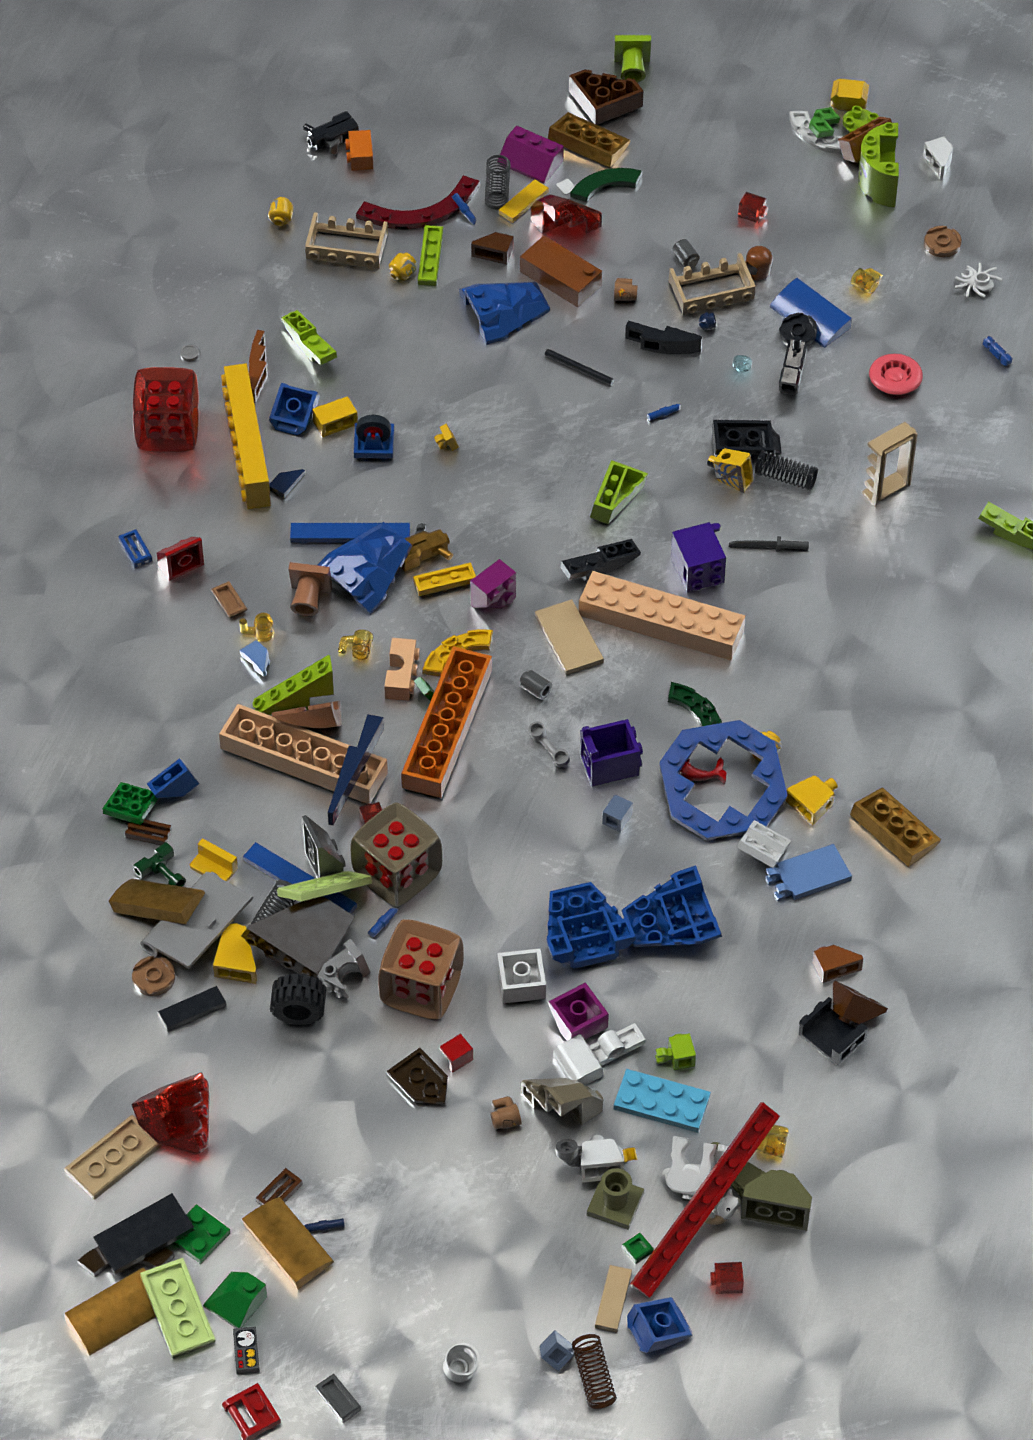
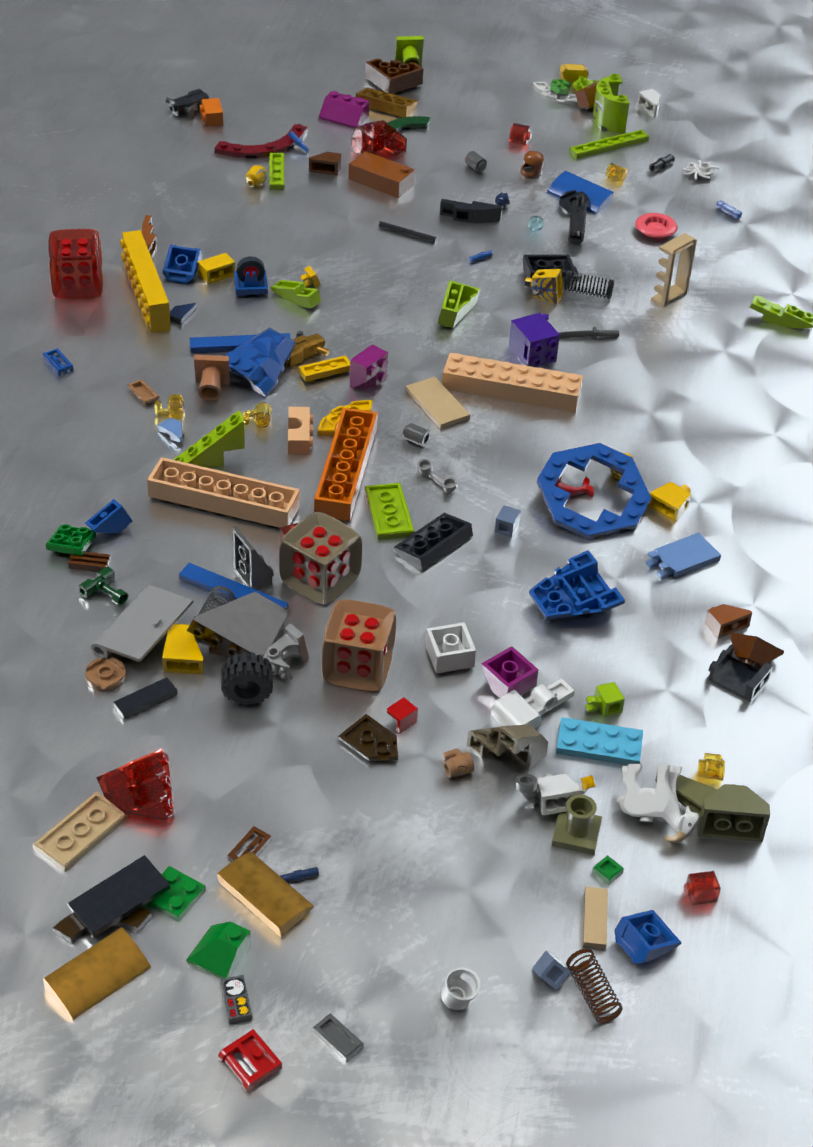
camera: 10 degrees left, 10 degrees down
(156, 900) = (102, 611): pearl gold slope -> none
(177, 1307) = (161, 963): yellowish green tile -> none
(181, 557) = (99, 363): red slope -> none
(214, 859) = (152, 575): yellow panel -> none
(280, 211) = (154, 148): yellow head -> none
(307, 339) = (186, 222): lime slope -> none
(316, 716) = (233, 461): nougat wedge -> none
(324, 885) = (258, 586): yellowish green tile -> none
(342, 255) = (207, 171): tan window -> none
(354, 764) = (272, 491): dark blue slope -> none
(382, 922) = (313, 617): blue piece -> none
(425, 688) = (322, 441): tile -> none
(427, 461) = (297, 293): none -> lime slope
(487, 787) = (389, 511): none -> lime tile
(503, 173) = (322, 113): dark grey piece -> none
(504, 307) = (340, 198): blue wedge -> none
(523, 201) = (341, 139): yellow tile -> none
(530, 832) = (434, 541): none -> black slope
(585, 927) = (501, 608): blue wedge -> none
(604, 560) = (461, 344): black slope -> none
(610, 752) = (492, 475): dark purple container -> none
(625, 290) = (434, 185): medium nougat piece -> none
(695, 703) = (551, 441): dark green tile -> none
(705, 1200) = (667, 818): red plate -> none
(717, 299) = (525, 182): tan window -> none
(763, 844) = (640, 534): white slope -> none
(868, 227) = (609, 144): none -> lime tile
(894, 826) = (746, 517): pearl gold slope -> none
(929, 266) = (661, 163): none -> black pin
(942, 241) = (663, 148): medium nougat tile -> none

